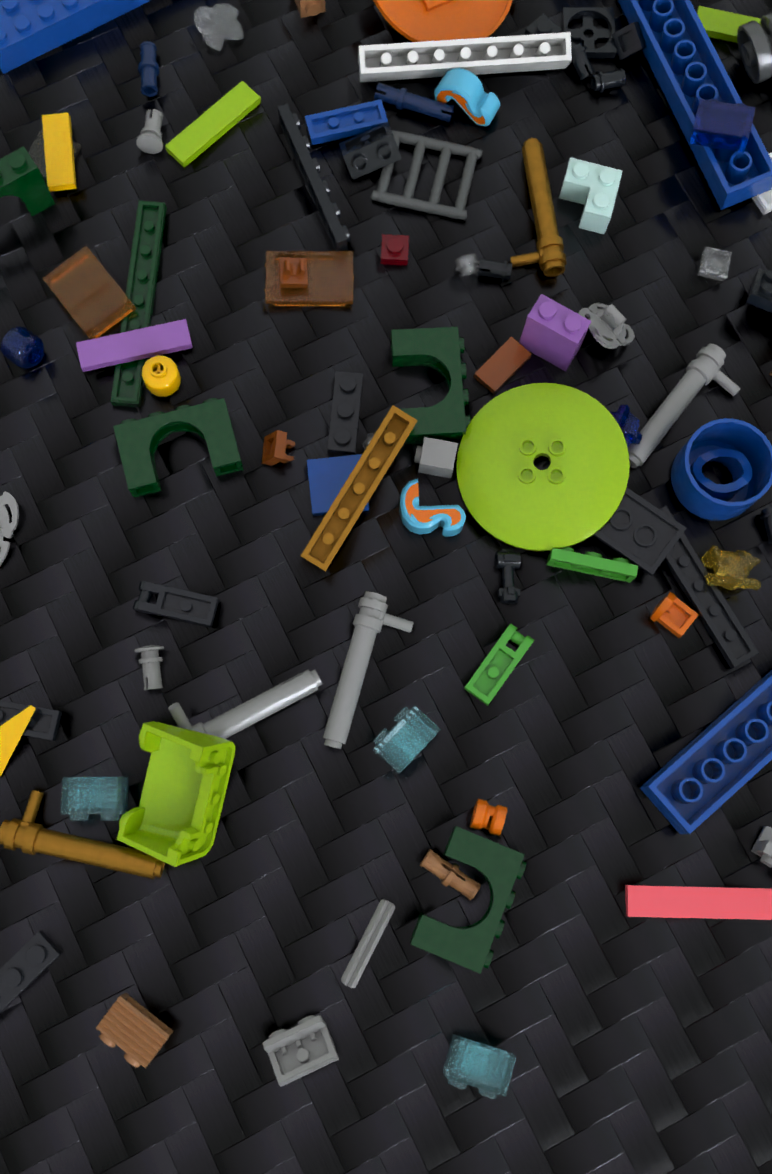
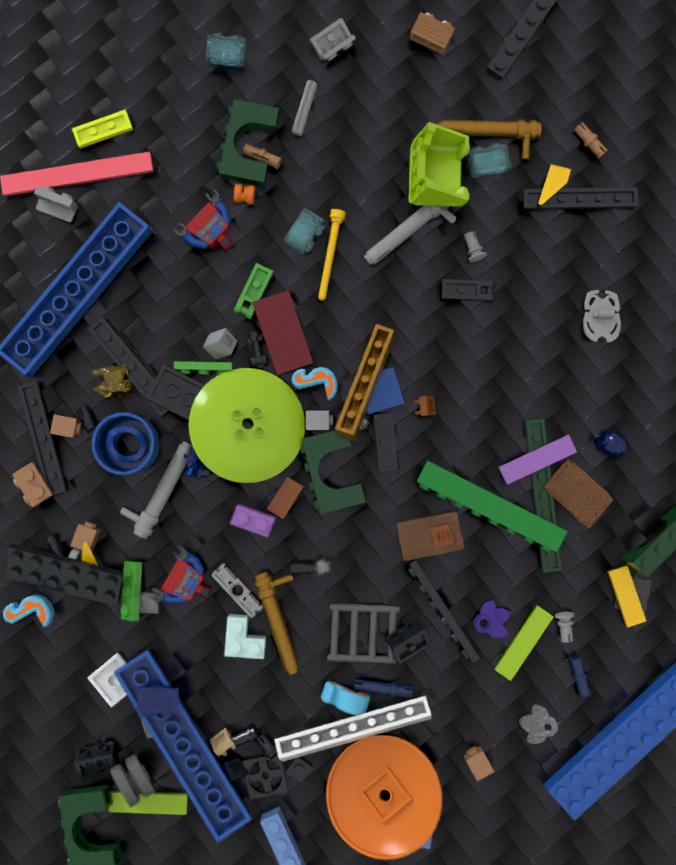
camera: 170 degrees right, 10 degrees up
(140, 438) = (517, 393): dark green arch -> none
(161, 376) = (507, 440): yellow head -> none
(215, 295) = (492, 506): none -> green brick
(246, 159) = (494, 619): none -> dark purple plate
(345, 121) = (429, 662): blue plate -> none
(351, 751) = (337, 217): none -> yellow piece
(367, 625) = (342, 299): light grey cylinder -> none
(394, 249) = (375, 570): dark red plate -> none
(466, 593) = (282, 332): none -> dark red tile
(553, 775) = (208, 226): none -> torso
(562, 594) = (220, 343): none -> light grey panel
(601, 272) = (246, 599): none -> light grey piece
(608, 325) = (218, 536): light grey shield -> none
(640, 77) = (222, 742): none -> tan tile
(665, 278) = (183, 581): none -> torso
(674, 615) = (145, 346): orange tile -> none
(698, 969) = (102, 129): none -> neon yellow plate
(737, 282) = (131, 590): none -> bright green plate

